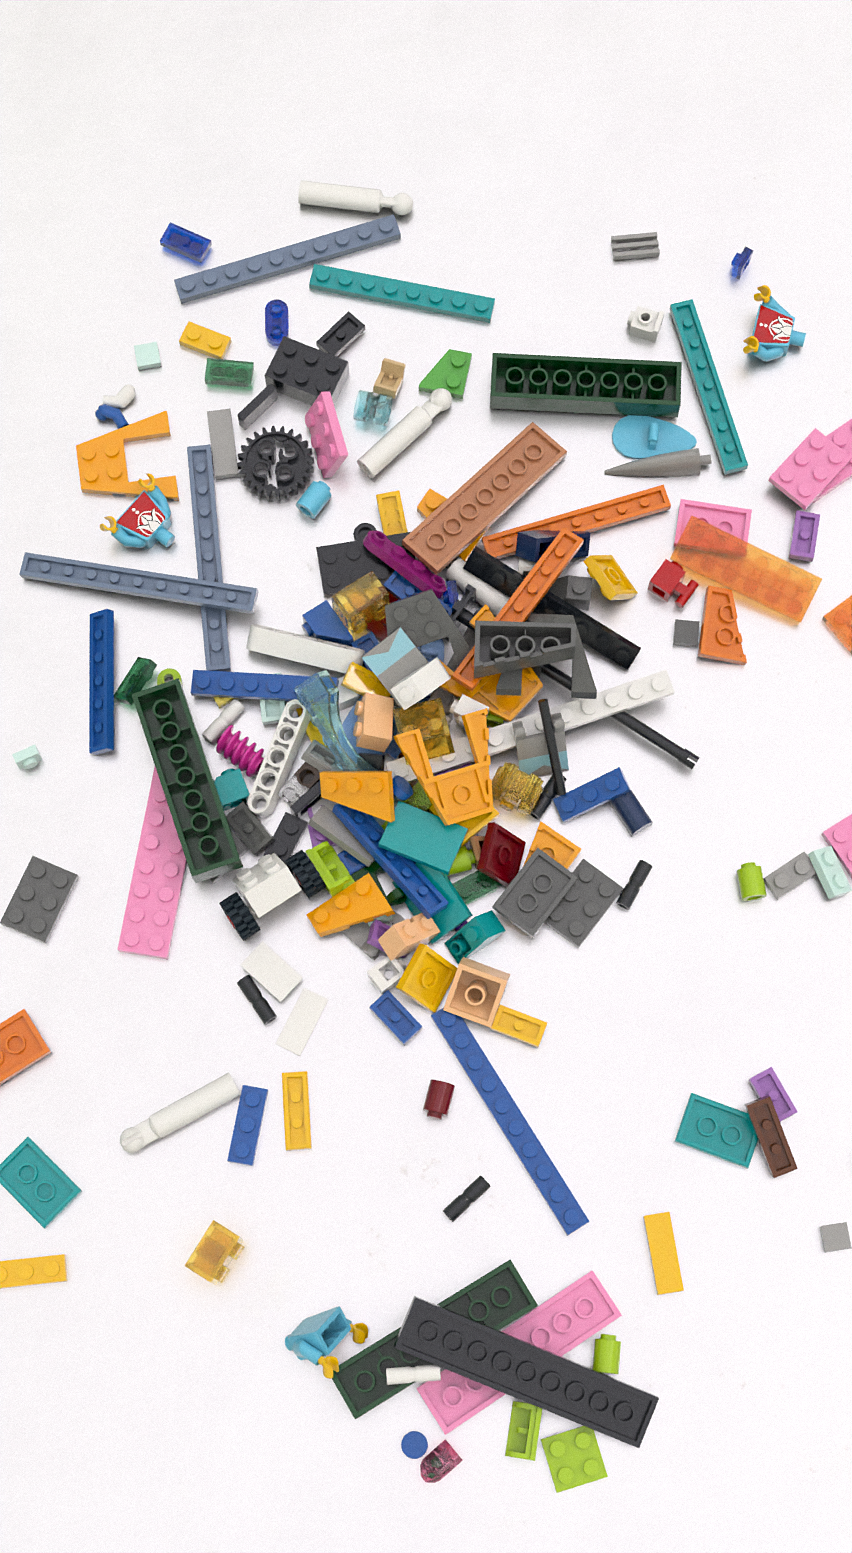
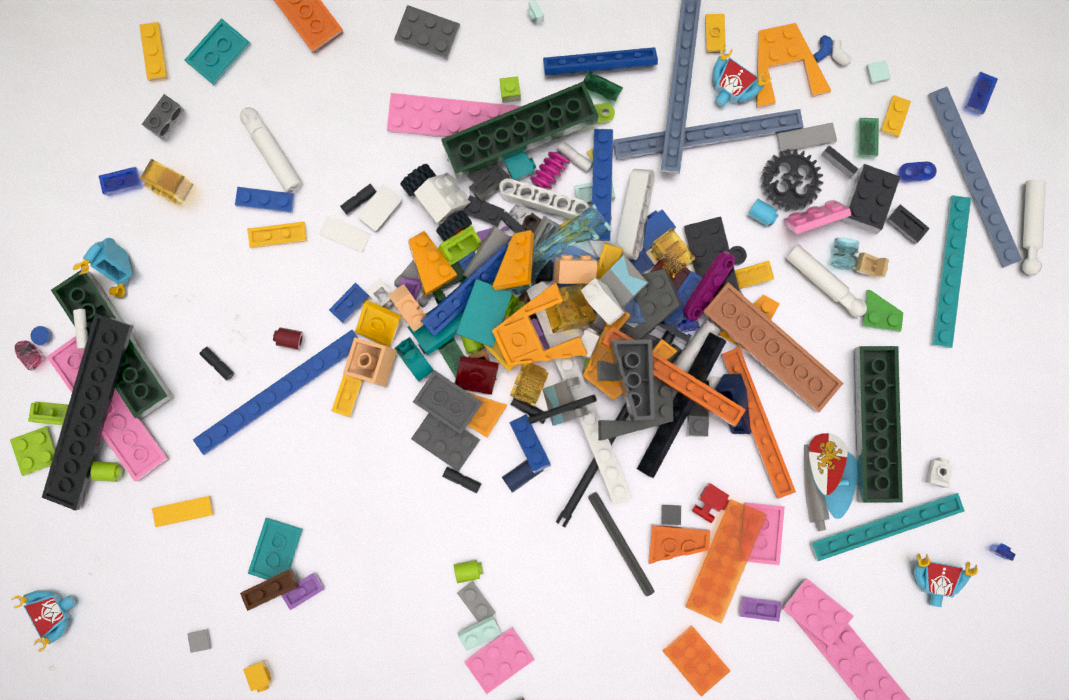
camera: 85 degrees right, 10 degrees up
(78, 541) = (715, 32): none -> yellow plate
(122, 1258) = (163, 117): none -> dark grey brick
(128, 794) = (510, 89): none -> lime brick
(206, 1323) = (120, 180): none -> clear blue plate
(401, 788) = (522, 293): blue tile -> none
(610, 577) = (710, 451): yellow plate -> none
(628, 445) = (827, 461): none -> shield
(634, 242) = (1018, 459): light grey tile -> none
(720, 694) = (621, 544): none -> dark grey axle
(798, 1442) = (48, 614): none -> torso

